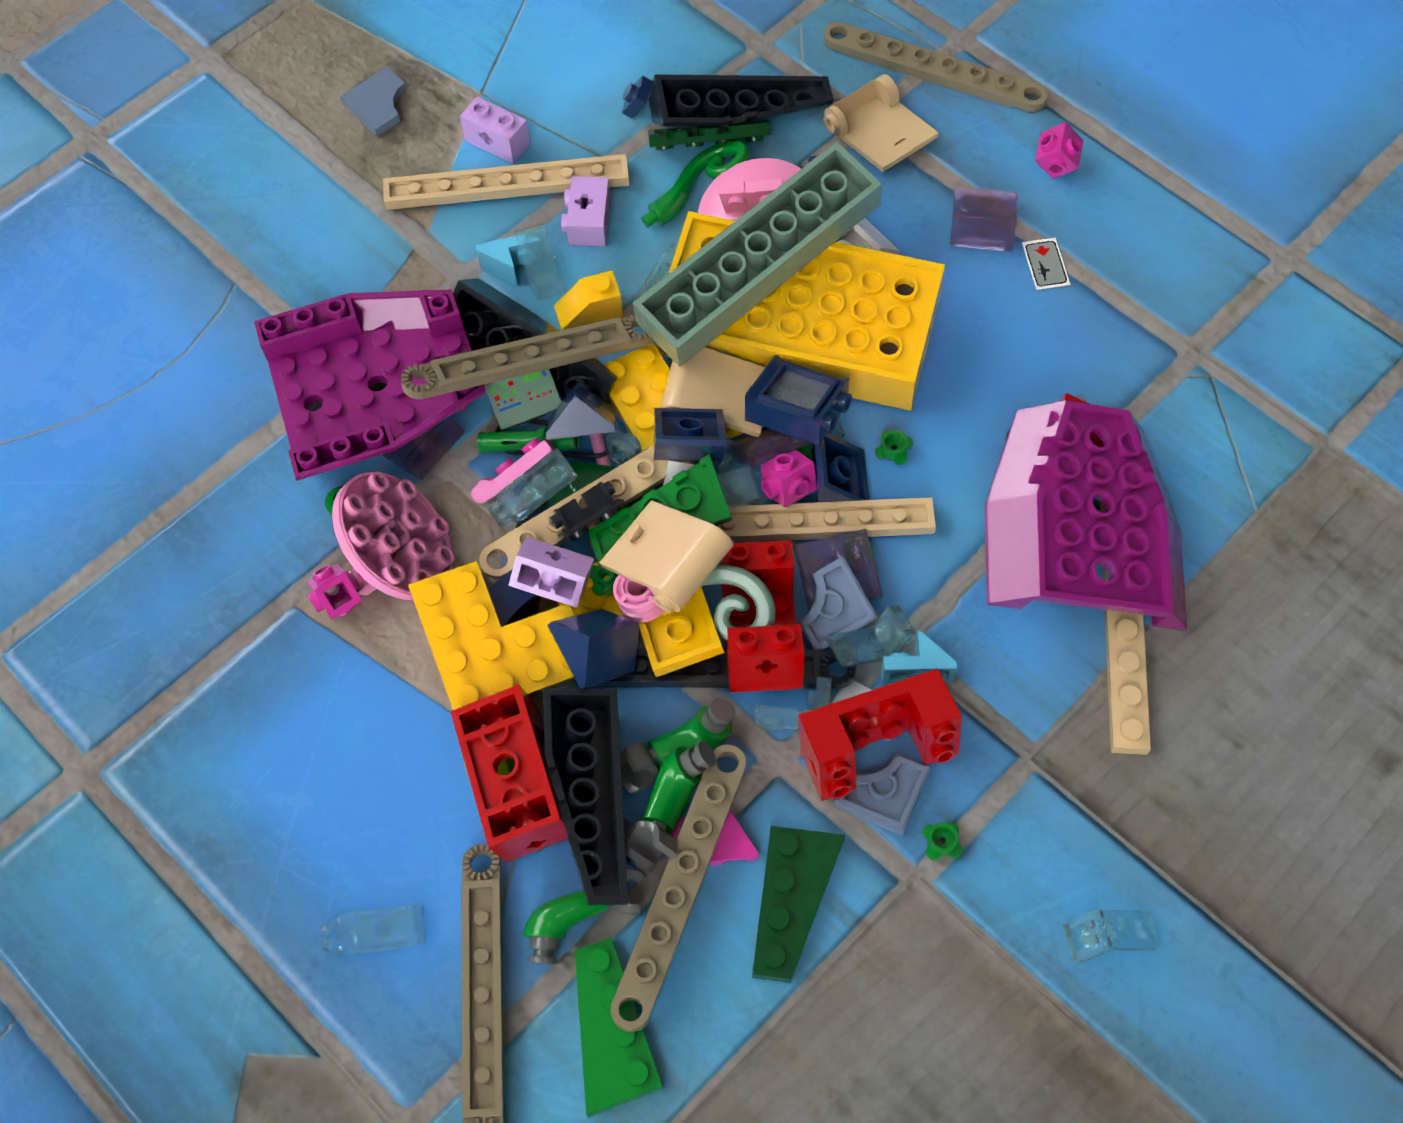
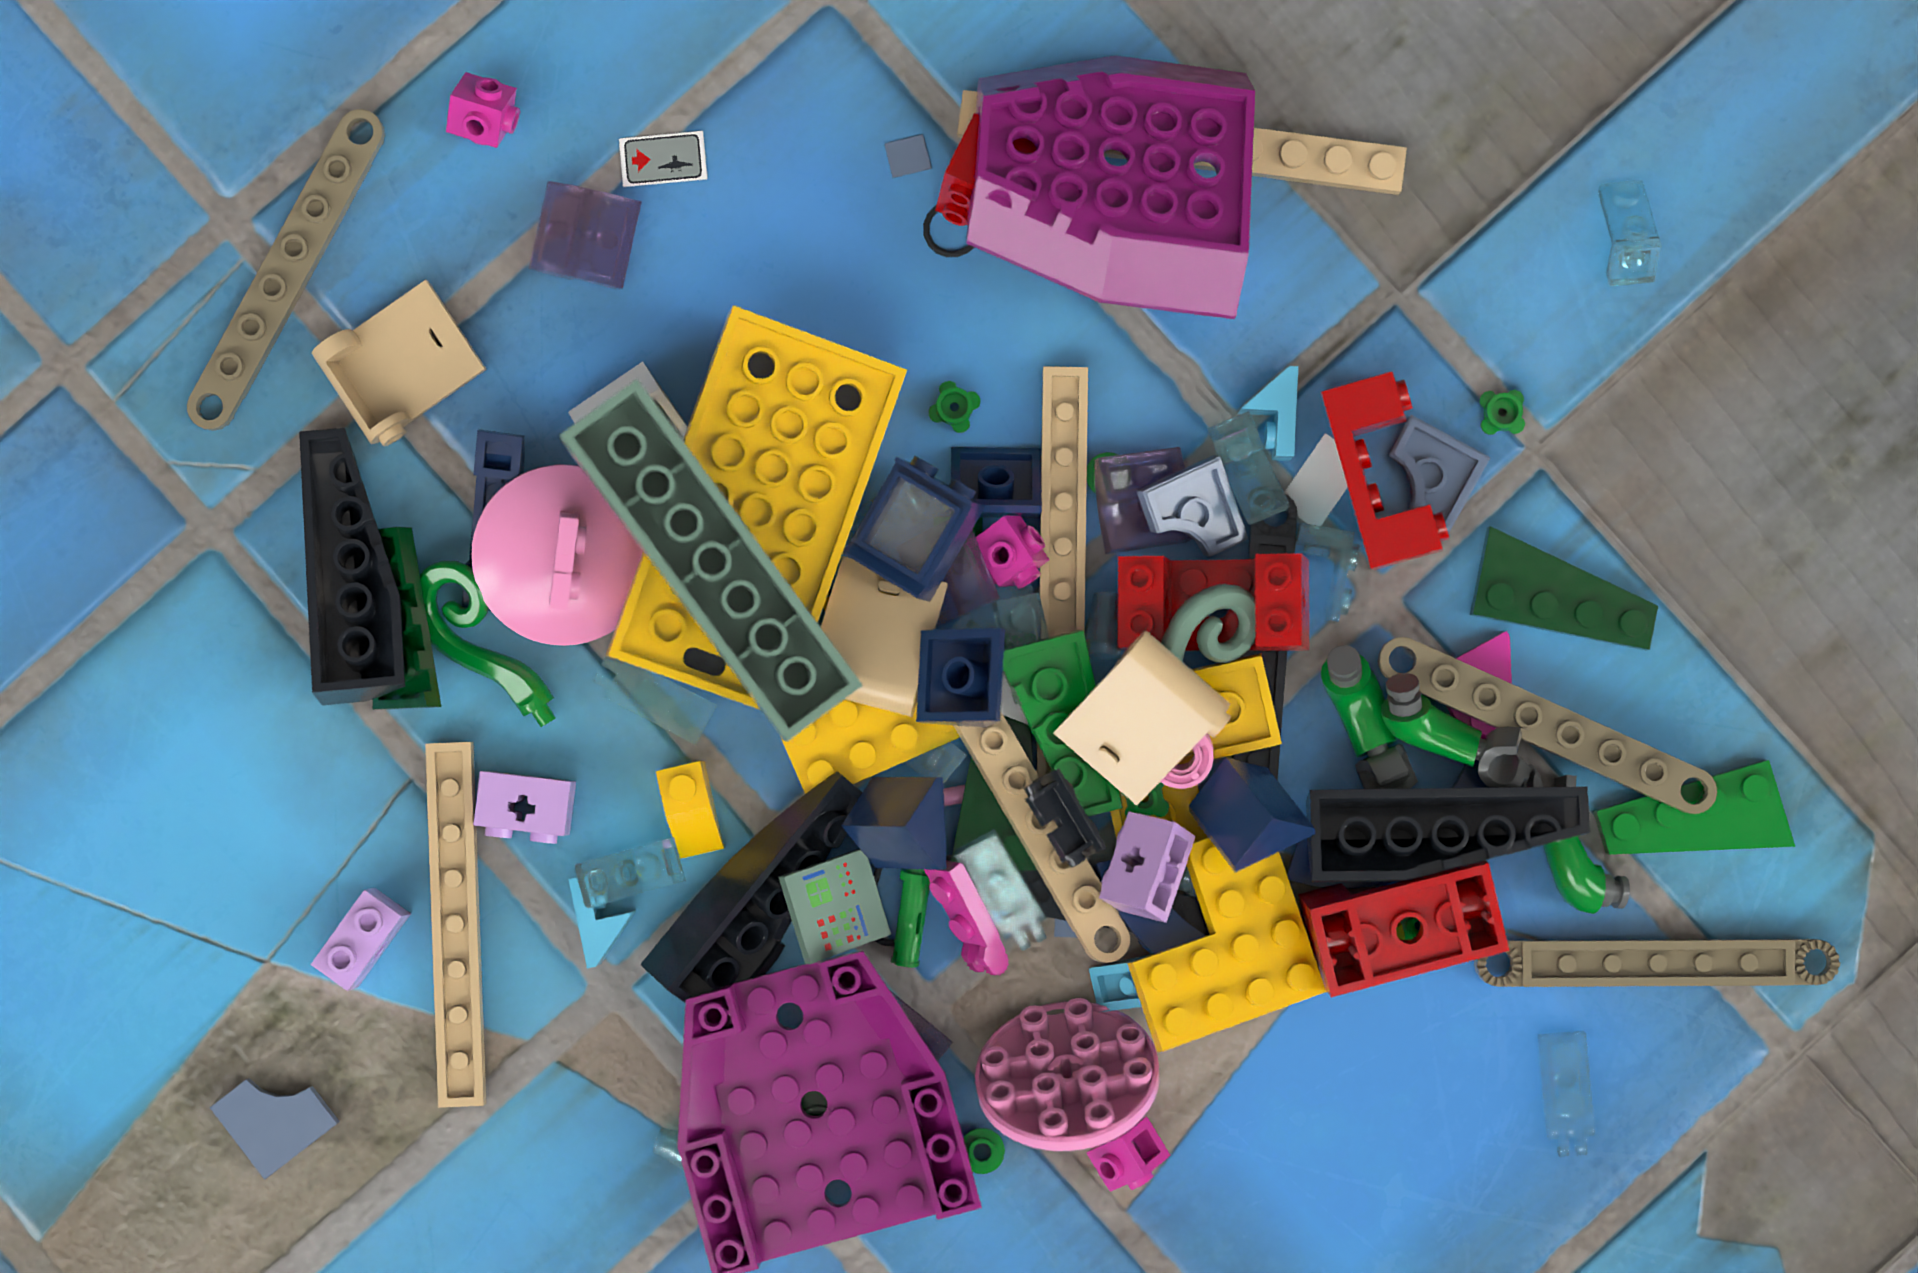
camera: 90 degrees left, 25 degrees up
(523, 357) = (819, 891): dark tan plate -> none
(636, 96) = (313, 722): dark blue plate -> none

